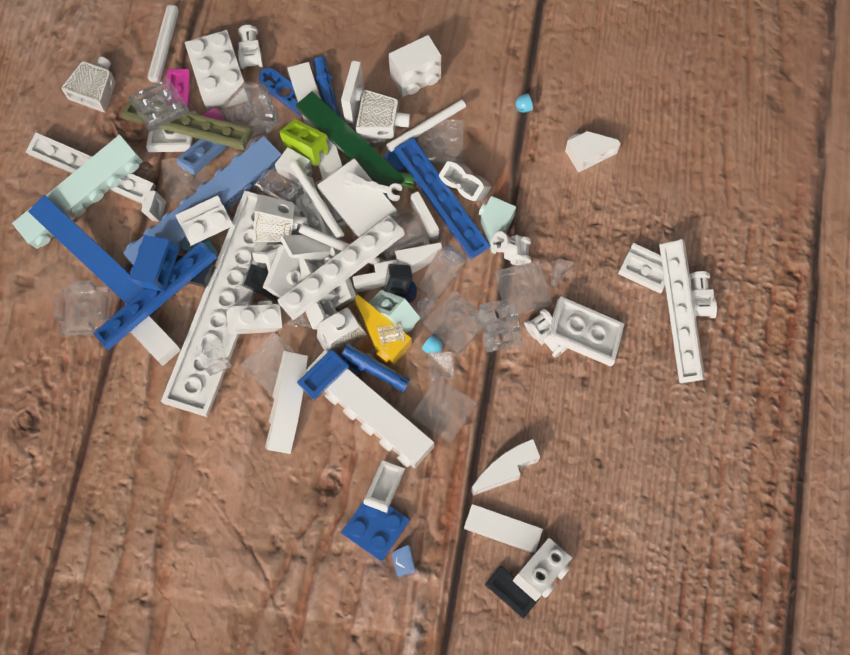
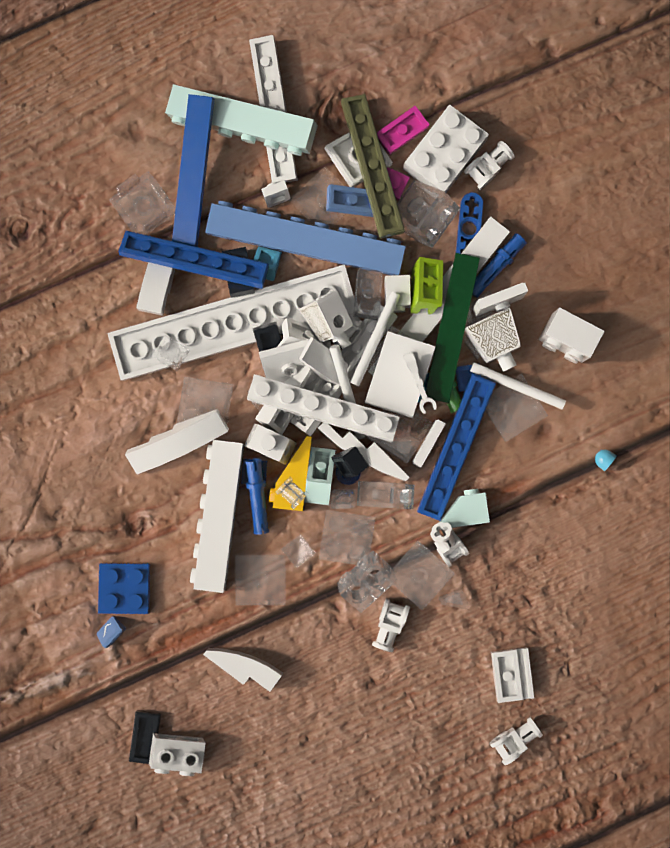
camera: 55 degrees right, 15 degrees up
(91, 84) = (354, 47): white torso -> none
(154, 263) = (216, 241): blue brick -> none
(158, 105) = (370, 129): clear plate -> none
(163, 43) = (441, 79): white axle -> none
(204, 220) = (288, 253): white plate -> none
(254, 318) = (229, 362): white brick -> none
(323, 374) = (218, 458): blue tile -> none
(384, 486) = (161, 573): white tile -> none
(432, 345) = (312, 532): medium azure hinge -> none
(461, 177) = (485, 455): white brick -> none
(503, 529) = (192, 696): white tile -> none
(585, 331) = (412, 658): white tile -> none
(590, 149) = (596, 550): white slope -> none
(682, 311) = (488, 732): white tile -> none

